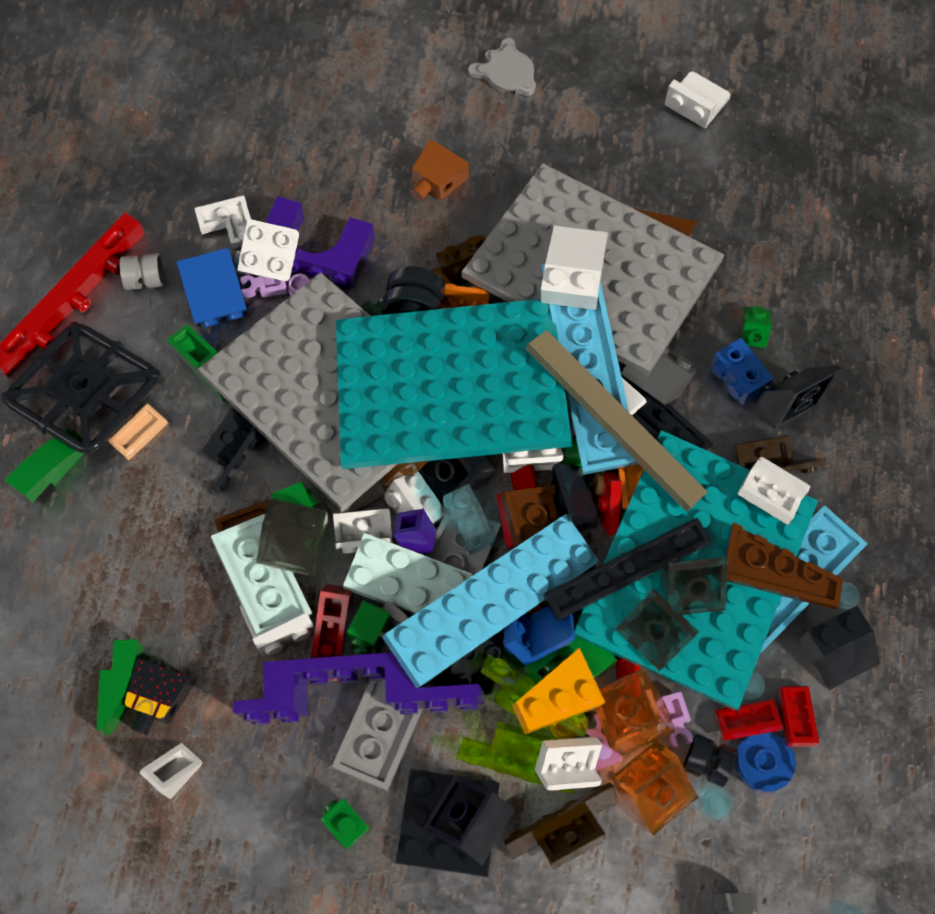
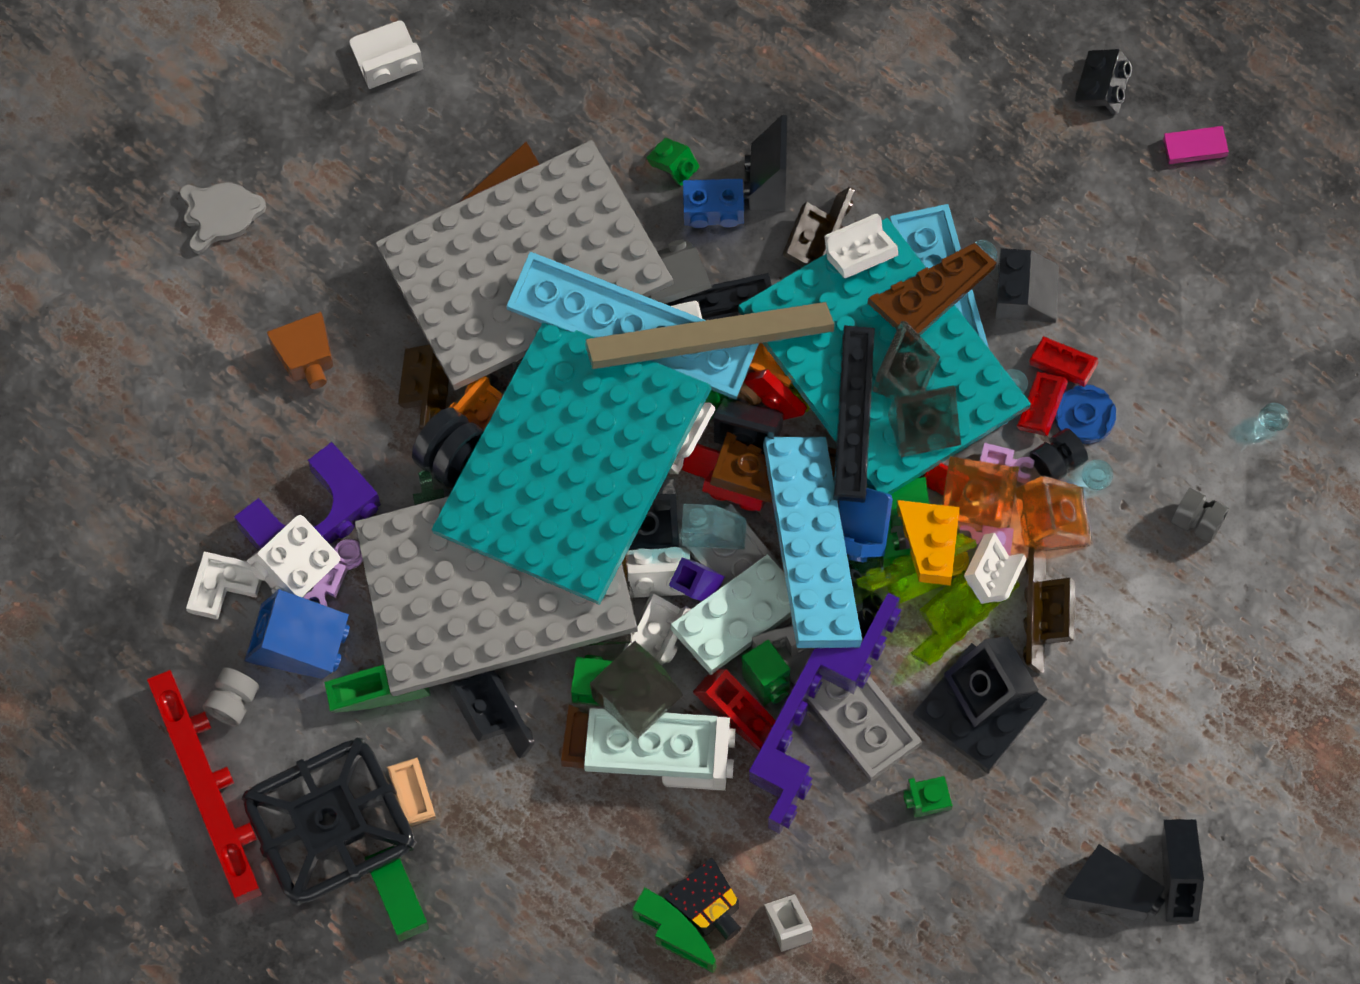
camera: 55 degrees left, 0 degrees up
(574, 267) = (534, 275): white slope -> none

